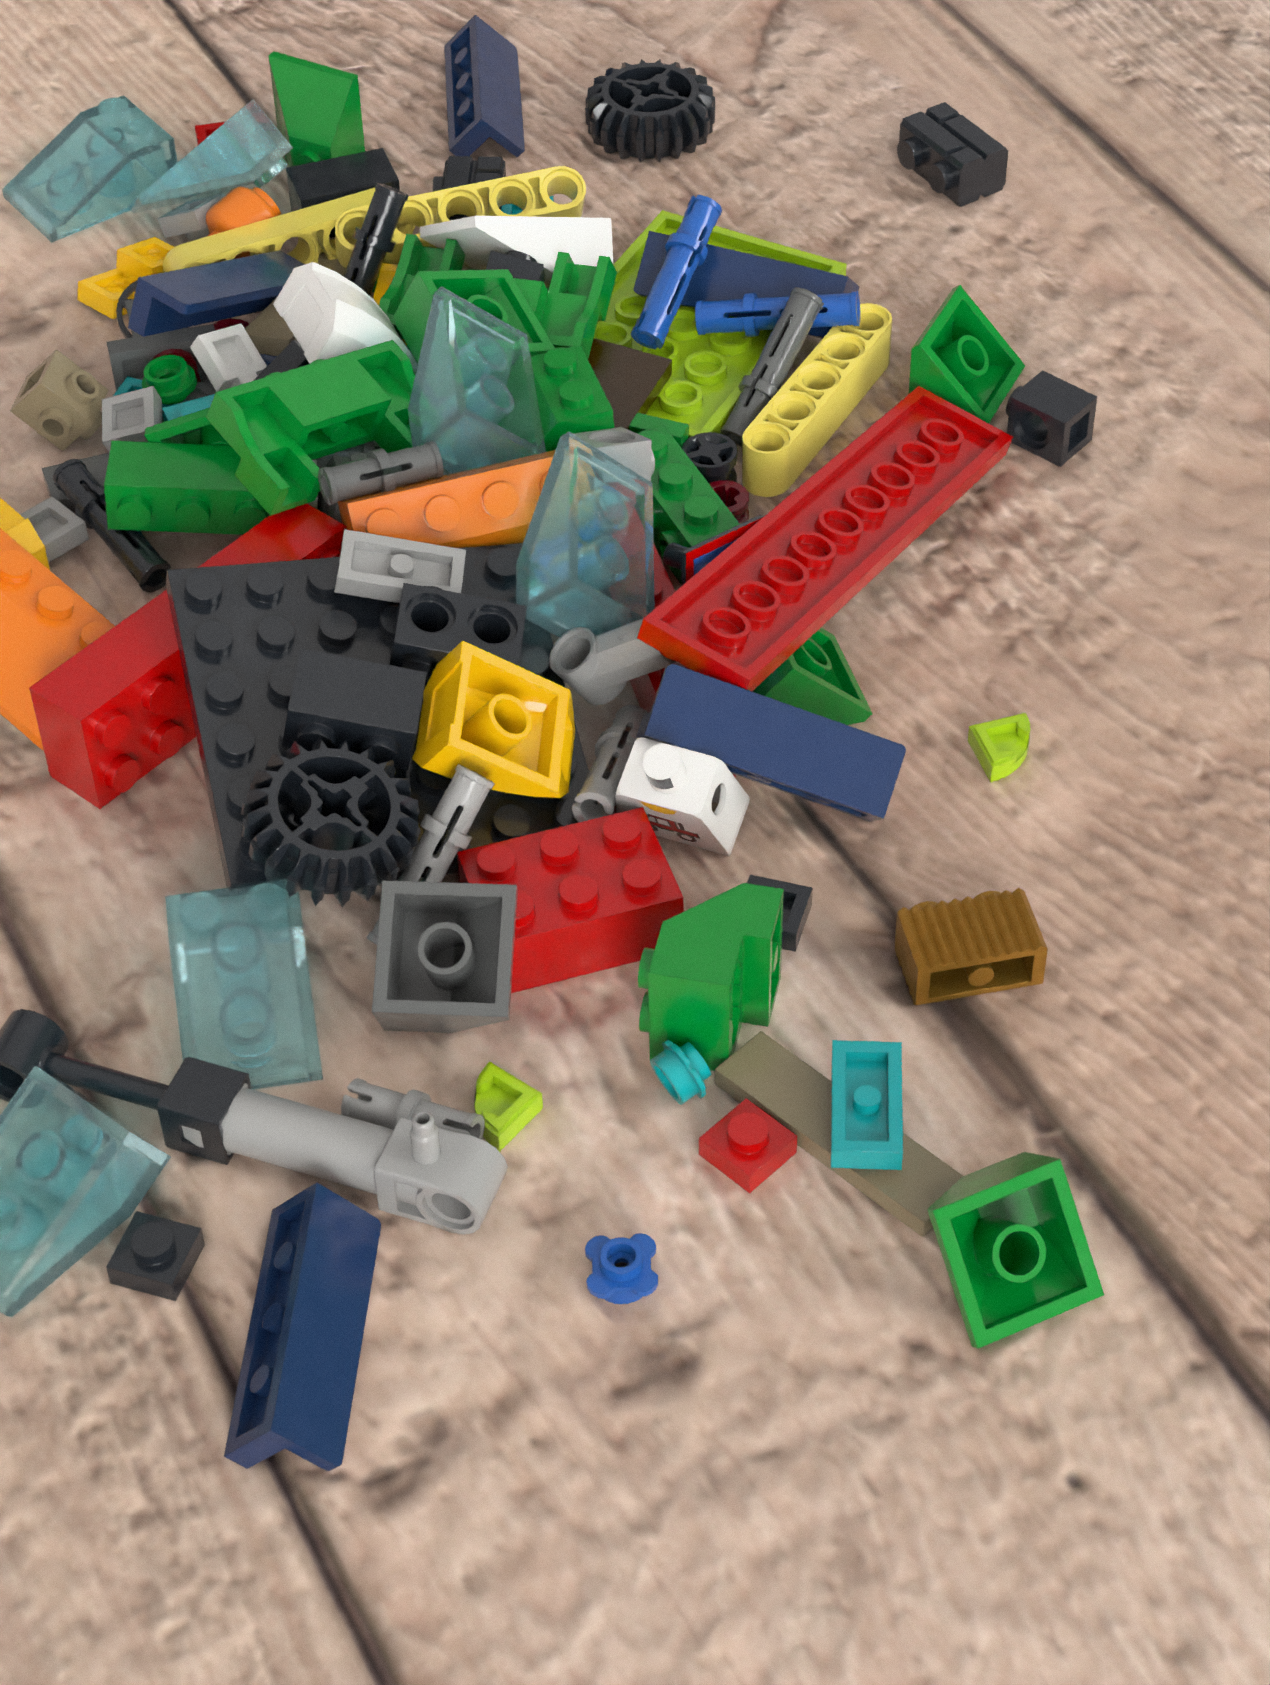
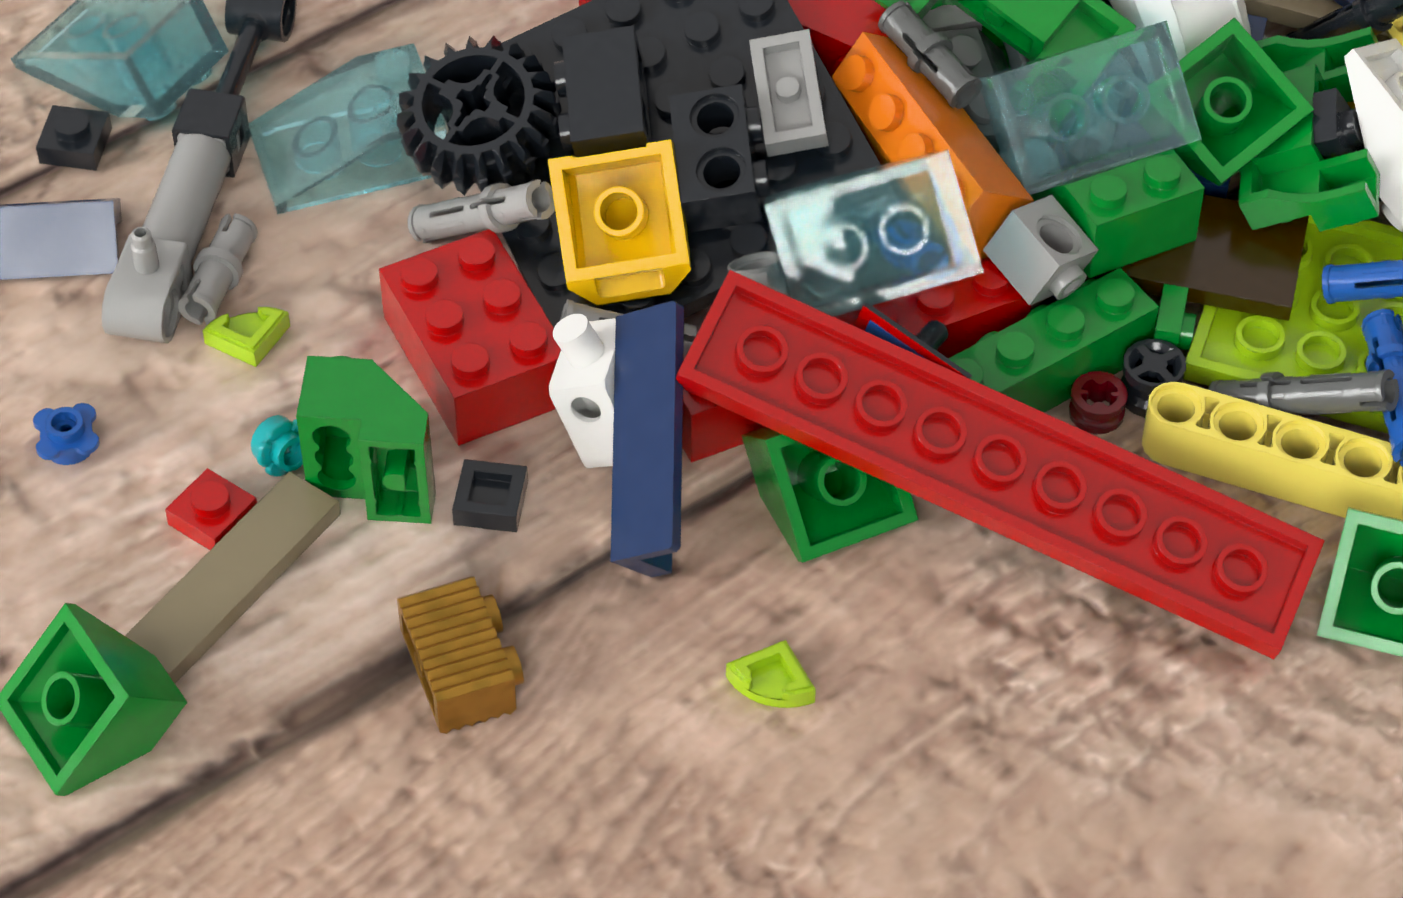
camera: 80 degrees right, 5 degrees up
(444, 955) = (361, 226): dark grey slope -> none
(866, 1105) = (231, 573): teal plate -> none
(1051, 418) = (1324, 684): black brick -> none

